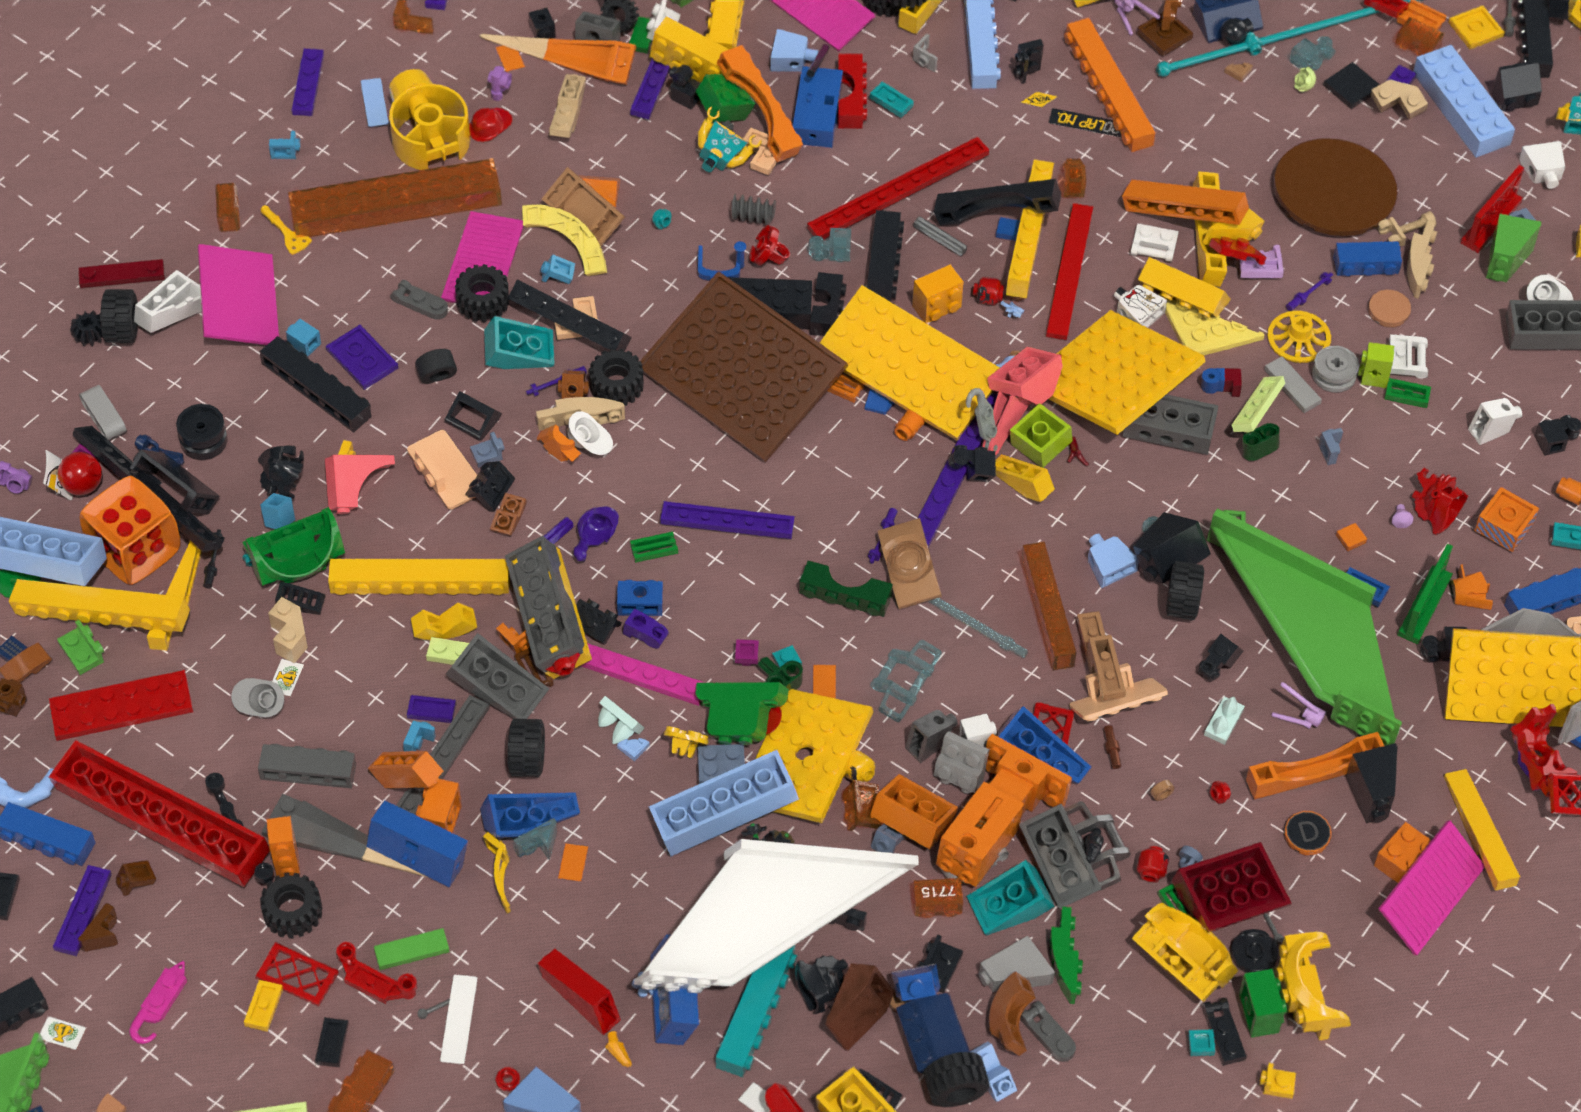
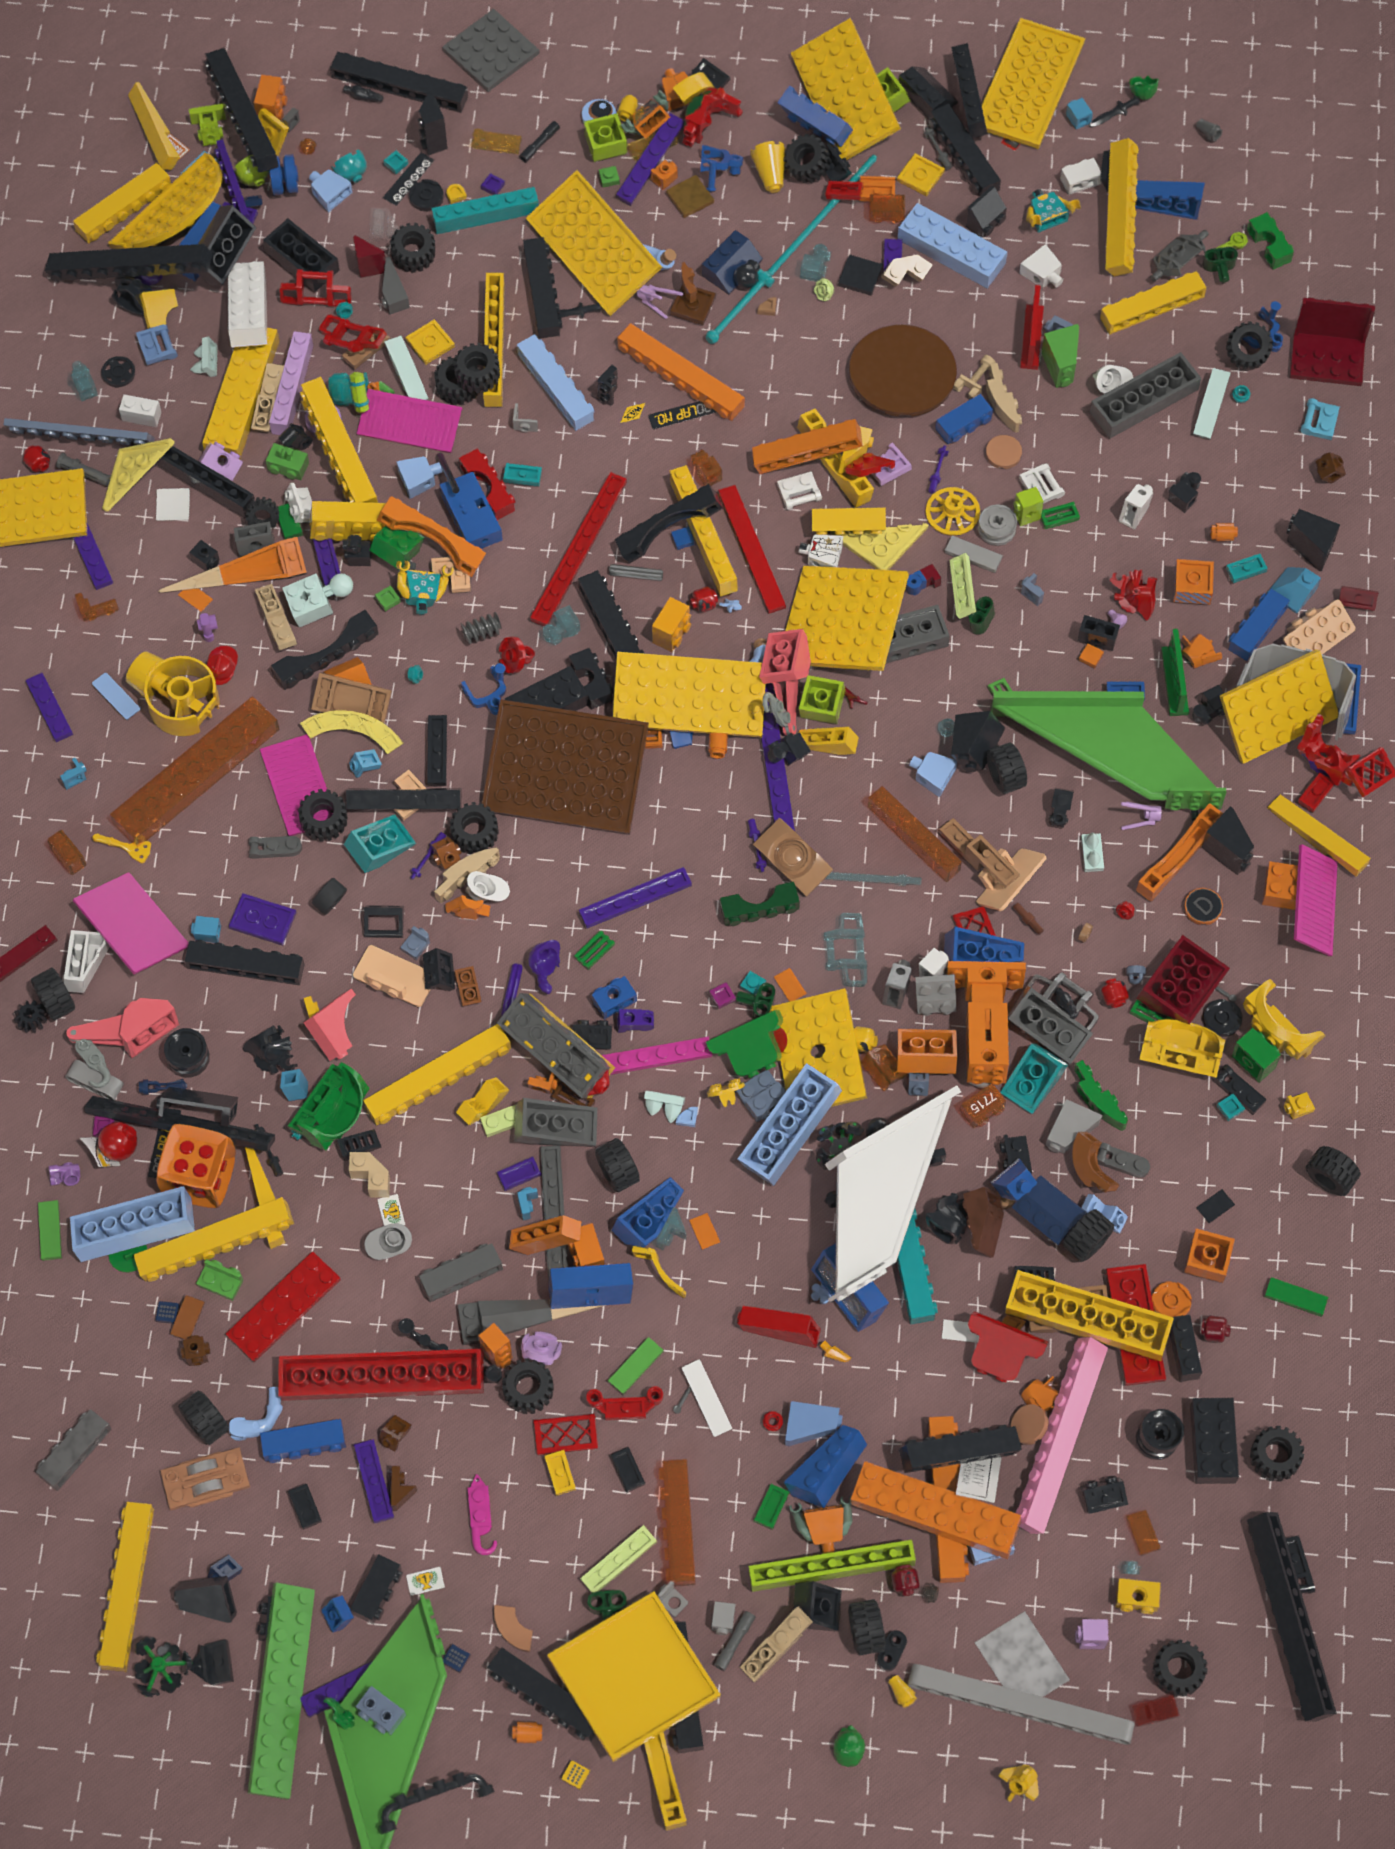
camera: 30 degrees left, 10 degrees up
(170, 385) = (136, 1030): none -> coral slope
(330, 877) = (541, 1347): none -> lavender plate
(609, 106) = (310, 599): none -> light aqua brick
(632, 156) = (295, 668): none -> black arch
(633, 294) = (437, 750): none -> black plate
(685, 142) = (387, 598): none -> bright green plate
(1371, 516) = (1098, 632): none -> black brick
(1506, 786) = (1316, 792): none -> red plate

